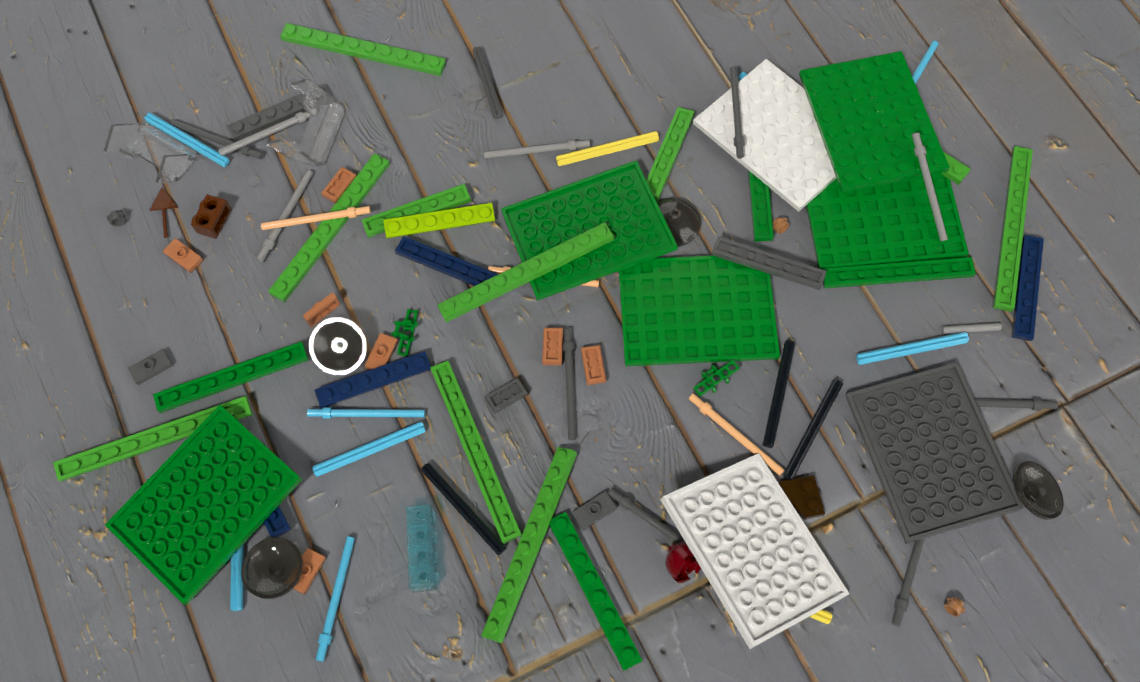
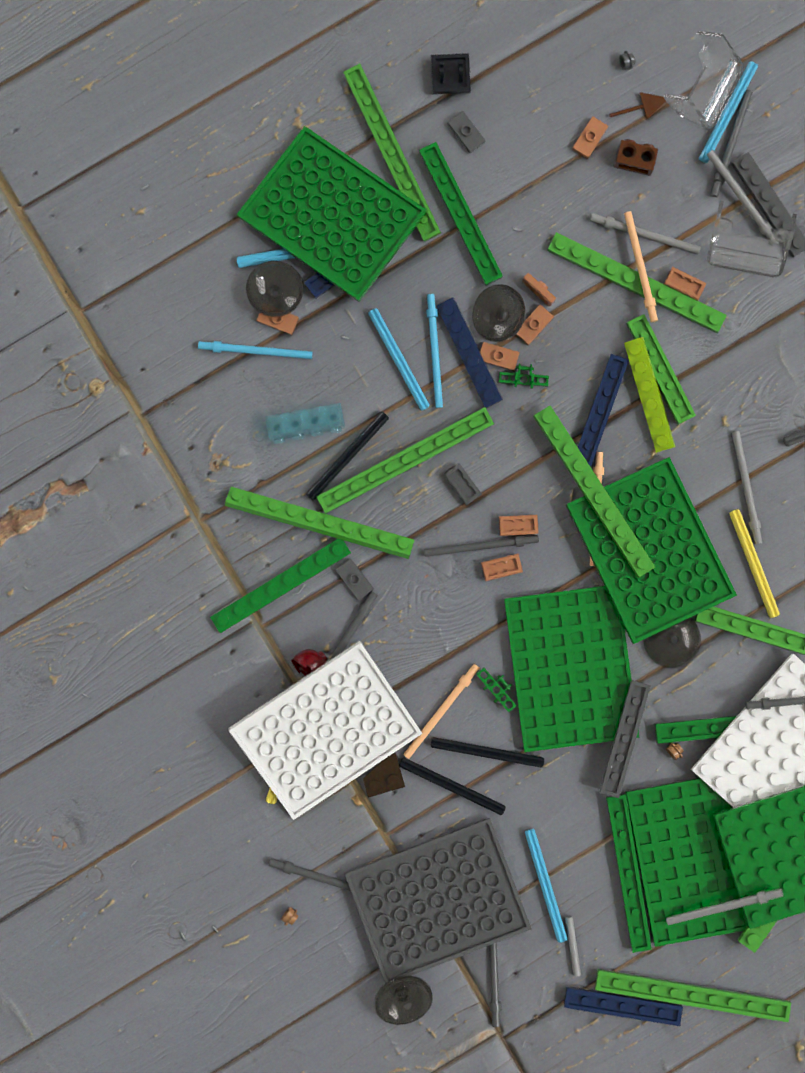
camera: 80 degrees right, 20 degrees up
(87, 376) = (450, 73): none -> black plate
(354, 313) = (534, 324): none -> nougat plate

